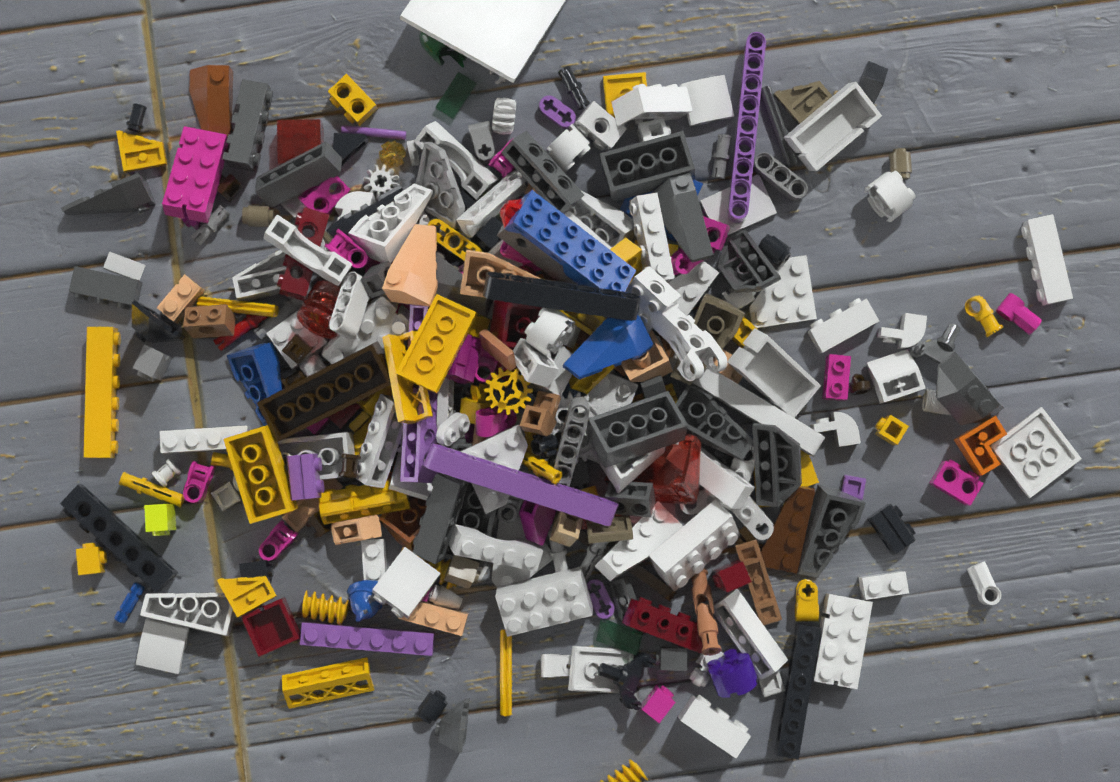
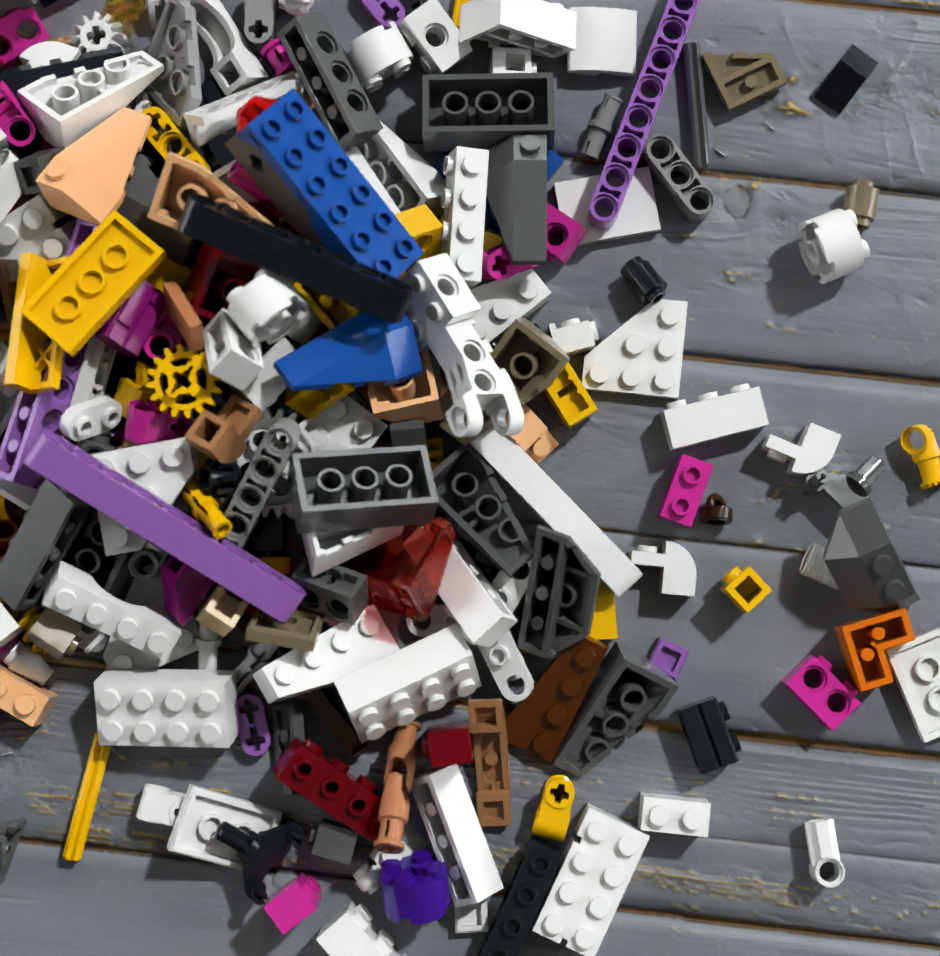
camera: 25 degrees right, 0 degrees up
(619, 636) = (264, 789): clear green tile -> none
(745, 264) = (593, 292): dark grey wedge -> none
(746, 536) = (490, 689): dark brown tile -> none
(774, 373) = (592, 460): white piece -> none
(832, 126) = (775, 122): white piece -> none
(895, 376) = (771, 511): white slope -> none

